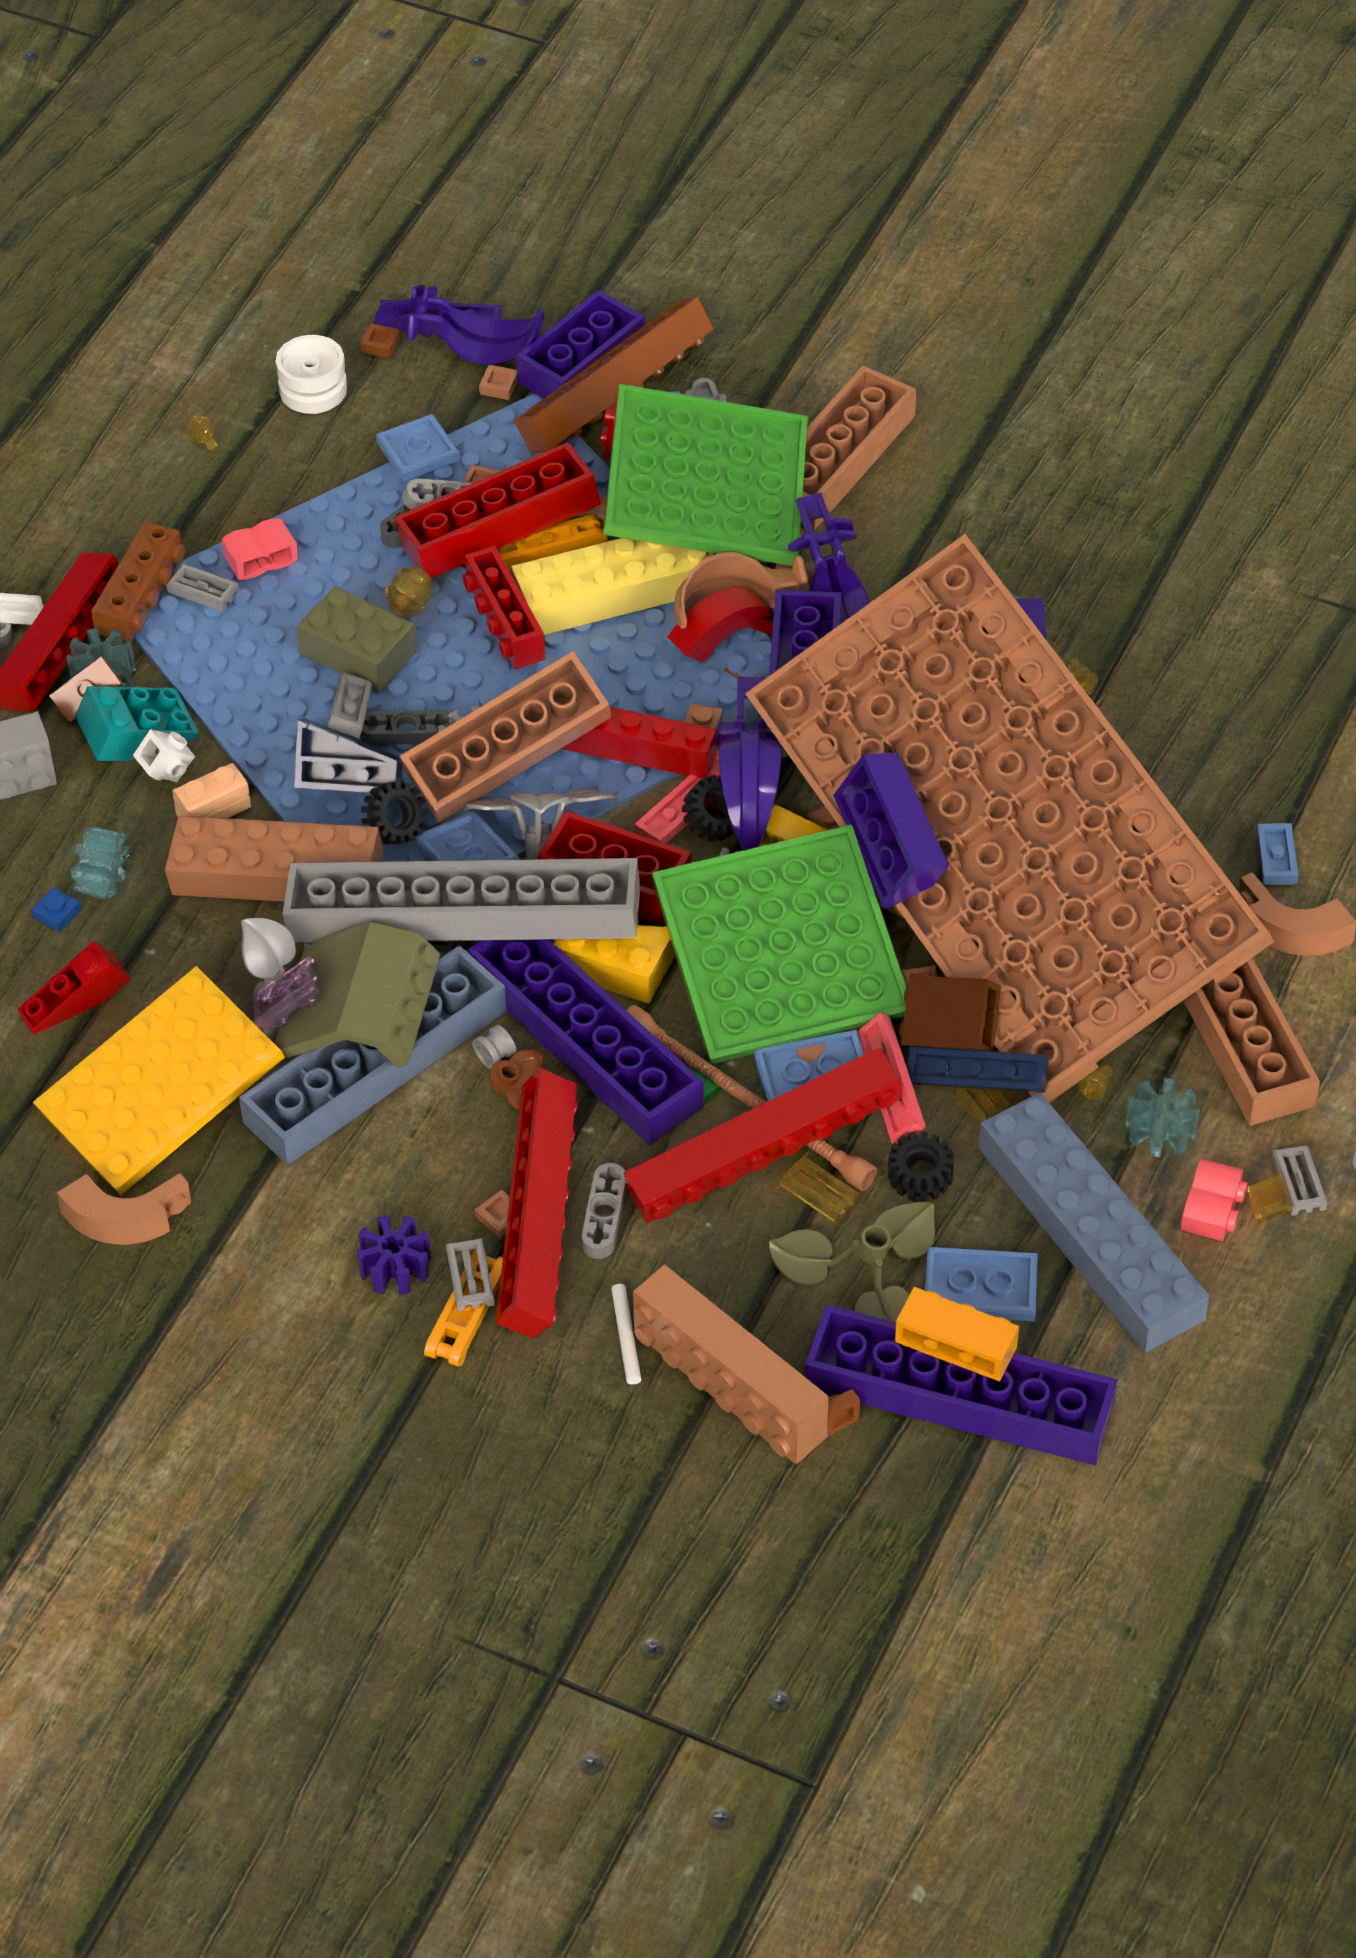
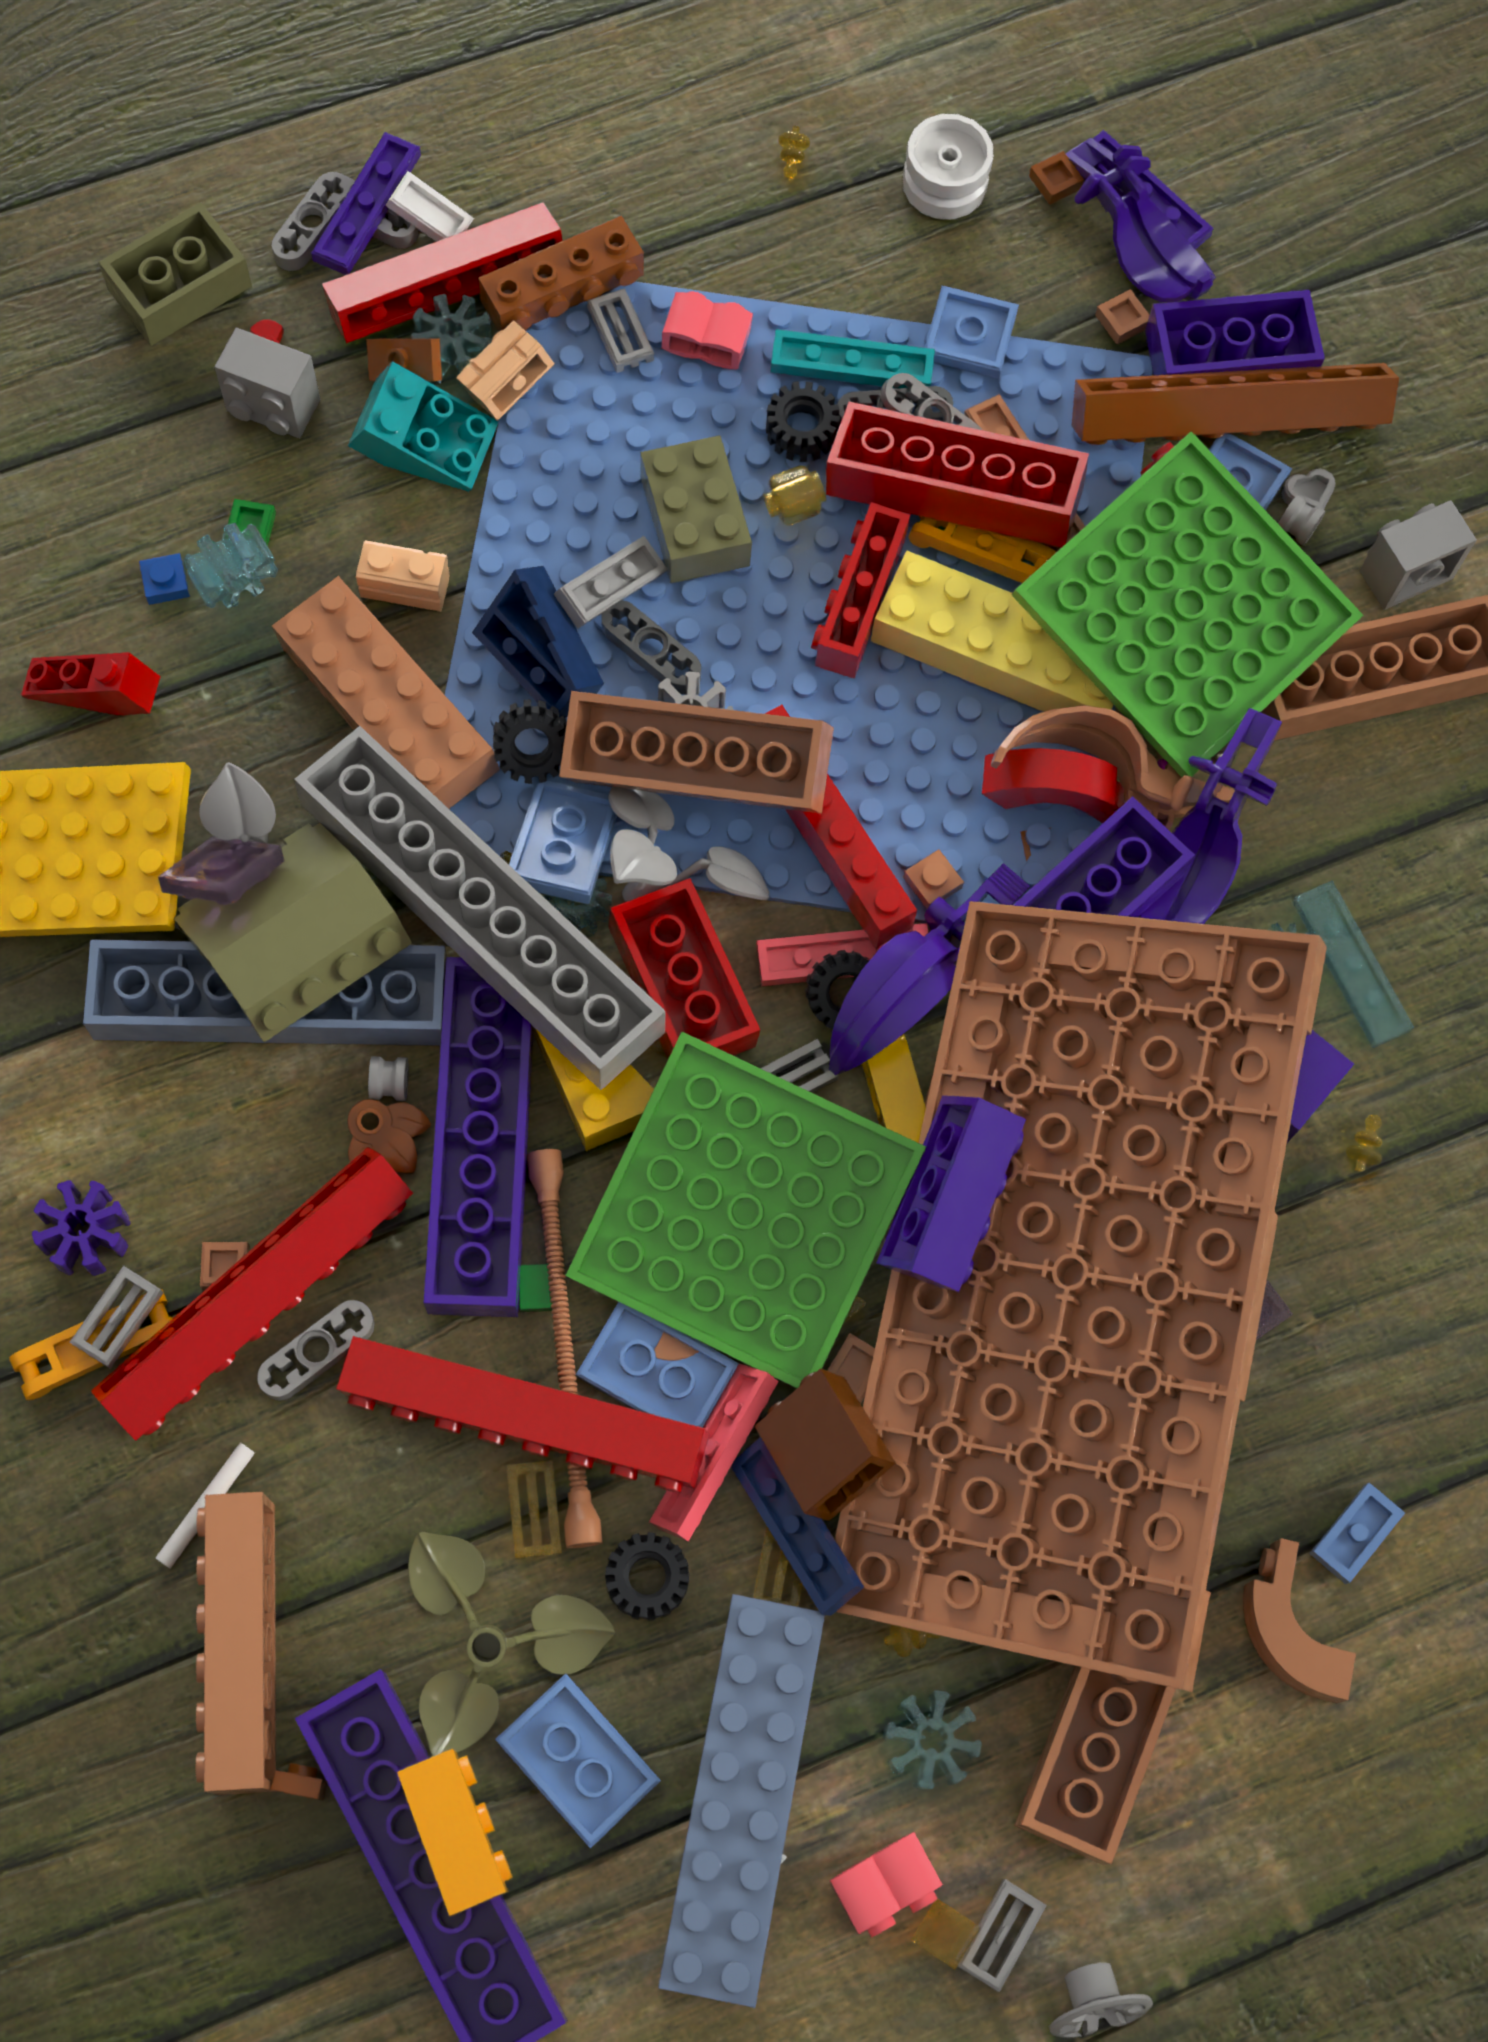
camera: 35 degrees right, 20 degrees up
(68, 841) = (254, 513): none -> green tile
(156, 651) = (505, 370): none -> light nougat brick
(164, 755) = (403, 492): white brick -> none
(359, 508) = (848, 358): none -> teal plate
(370, 542) = (802, 401): none -> black tyre
(800, 374) = (1417, 553): none -> light grey brick

